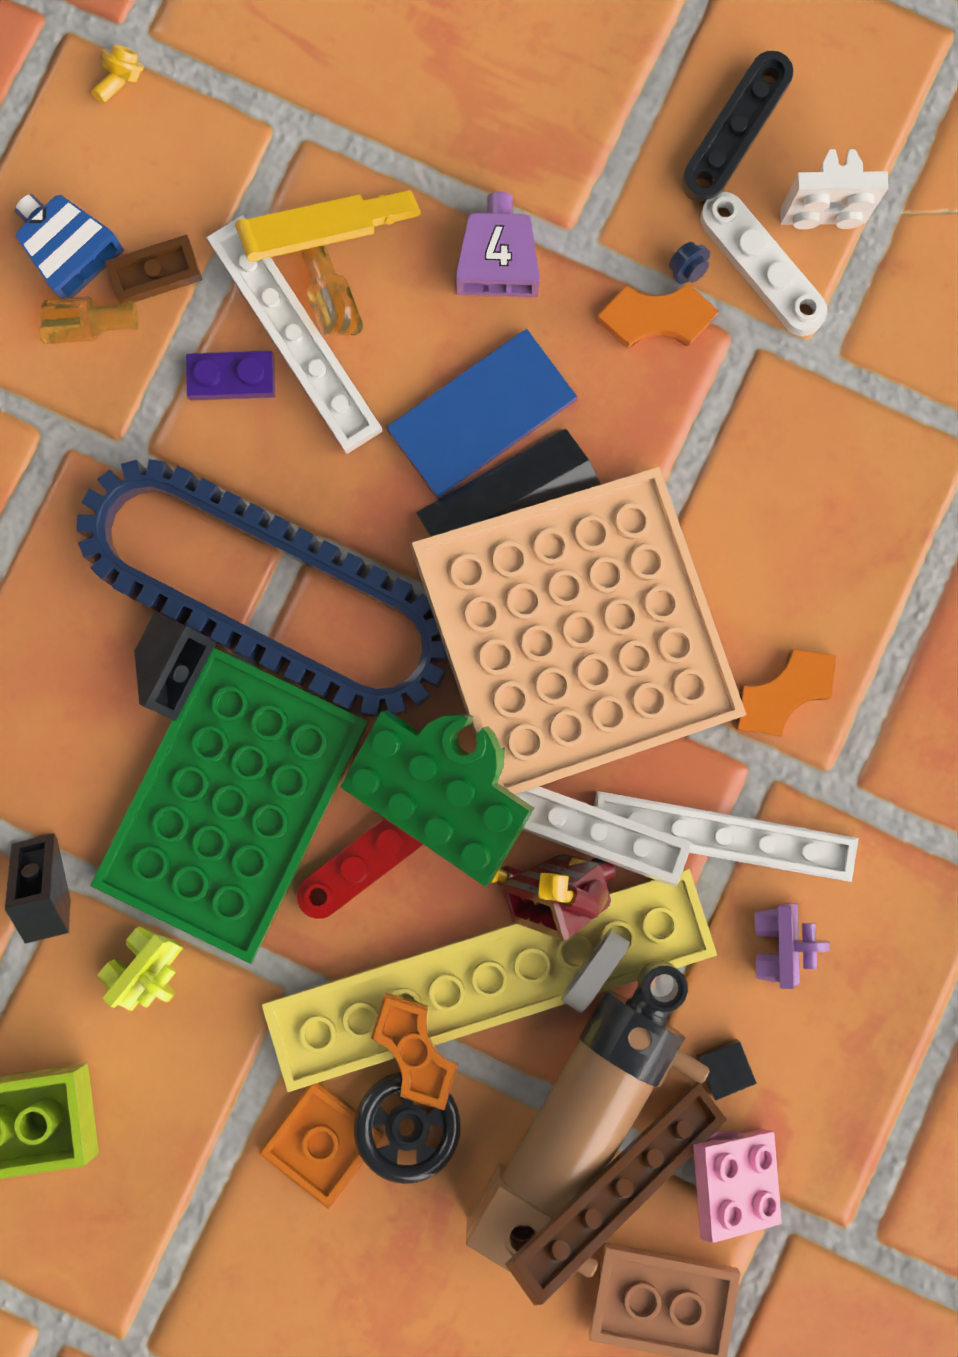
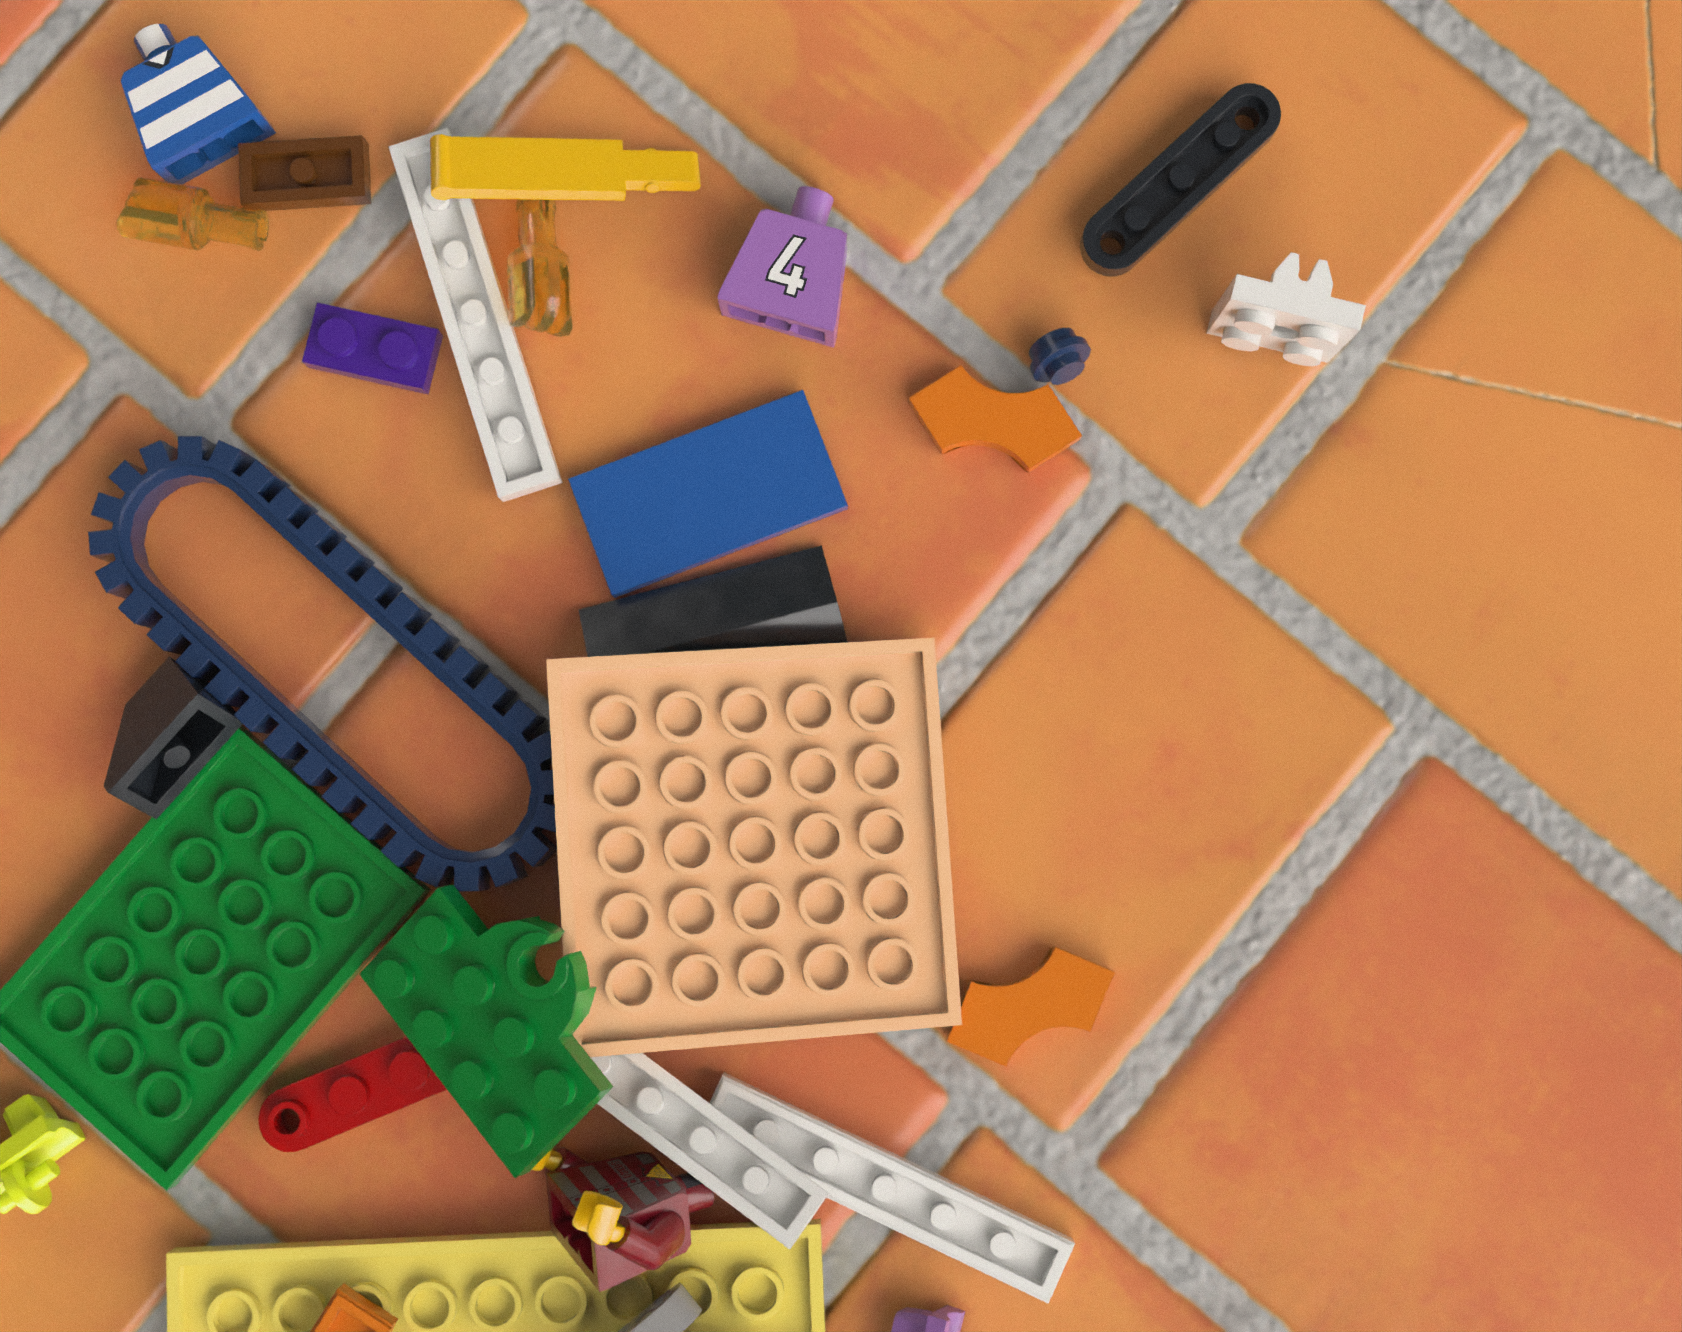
camera: 20 degrees right, 0 degrees up
(763, 264) = (1165, 384): white plate -> none

